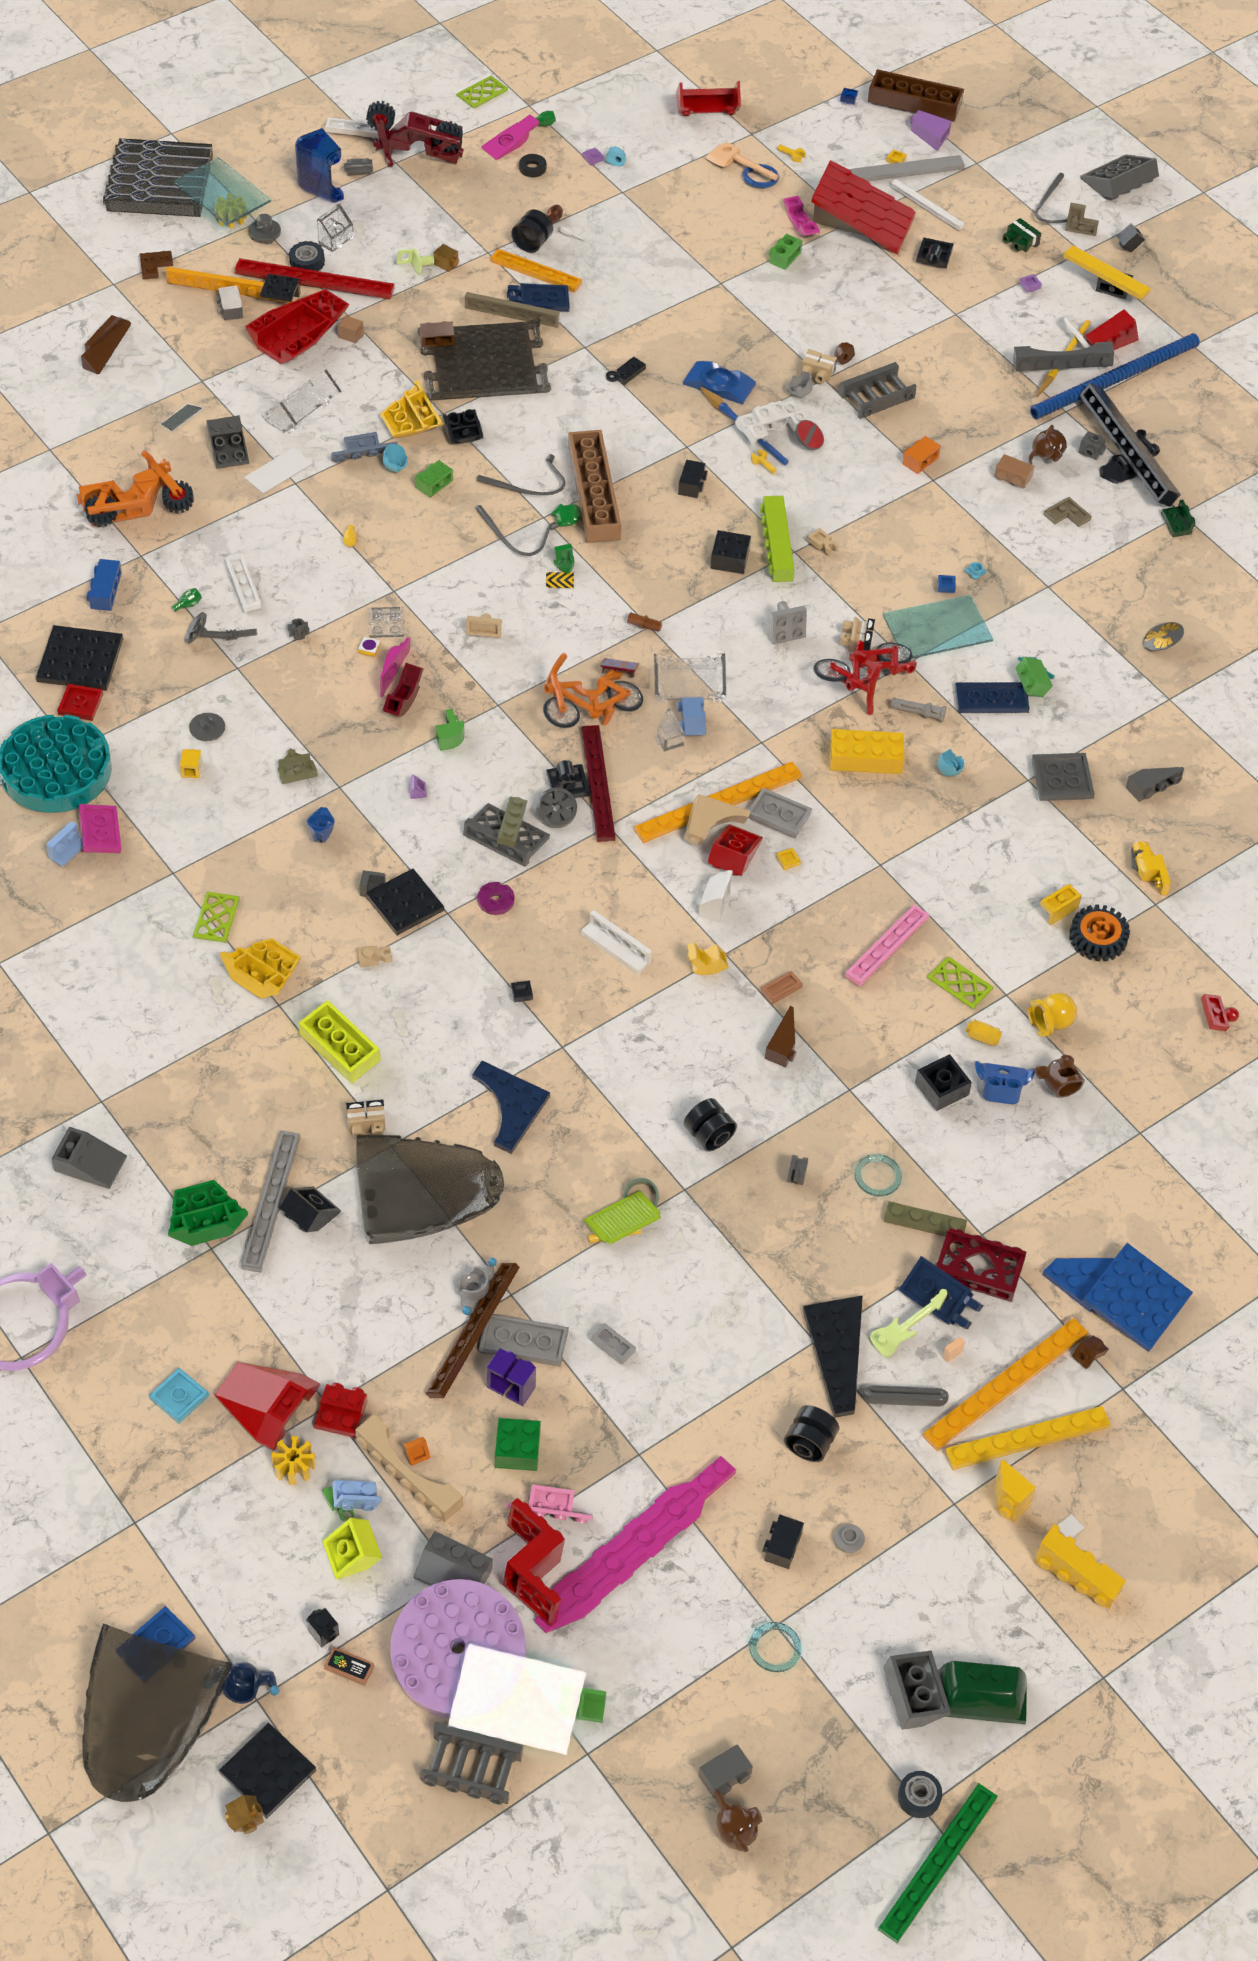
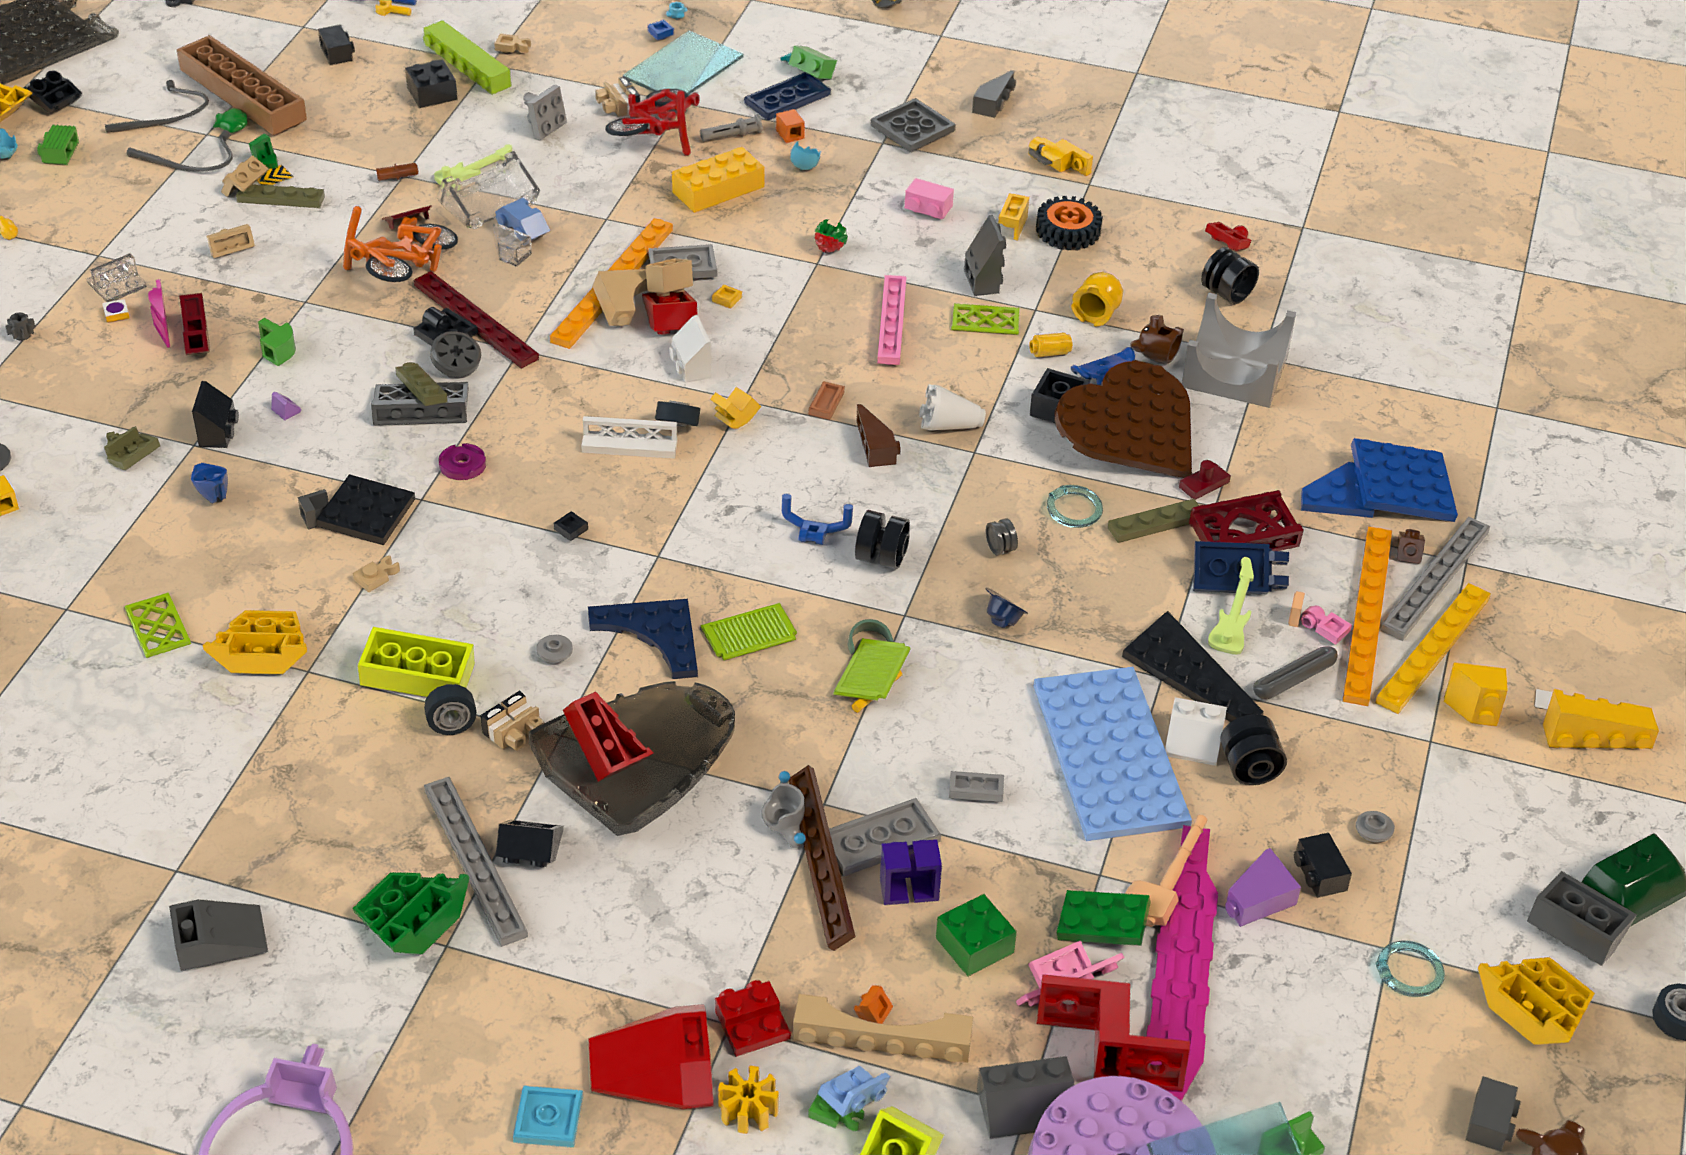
camera: 35 degrees left, 10 degrees down
(332, 1087) = (450, 709): none -> black wheel
(360, 774) = (214, 417): none -> black slope
(401, 1167) = (604, 737): none -> red wedge
(436, 1079) = (554, 648): none -> light grey piece
(535, 573) = (243, 176): none -> tan bracket
(550, 601) = (282, 196): none -> olive plate
(572, 1141) = (749, 632): none -> lime window
(607, 1484) = (1103, 917): none -> green plate
(648, 1494) = (1162, 896): none -> light nougat piece
(661, 942) = (677, 412): none -> black wheel
(678, 1082) = (815, 530): none -> blue piece
(681, 646) = (472, 169): none -> yellowish green piece
(725, 1375) = (1111, 754): none -> light blue plate
(725, 1532) = (1262, 890): none -> medium lavender slope
(750, 1224) = (1002, 610): none -> dark blue piece
(751, 822) = (669, 276): none -> tan brick
(789, 1393) = (1195, 731): none -> white slope
(833, 1720) = (1536, 998): none -> yellow wedge
(853, 1048) = (949, 411): none -> white cone
(903, 848) = (829, 237): none -> piece
(965, 729) = (790, 126): none -> orange brick
(965, 1377) = (1330, 627): none -> bright pink plate
(975, 1132) = (1131, 419): none -> reddish brown plate
(991, 1209) = (1205, 480): none -> dark red tile
(994, 935) = (985, 259): none -> dark grey slope
(1008, 853) = (929, 198): none -> bright pink brick
(1085, 1386) = (1435, 578): none -> light grey tile
(1110, 1124) = (1235, 360): none -> light grey piece
(1172, 1050) = (1230, 275): none -> black wheel

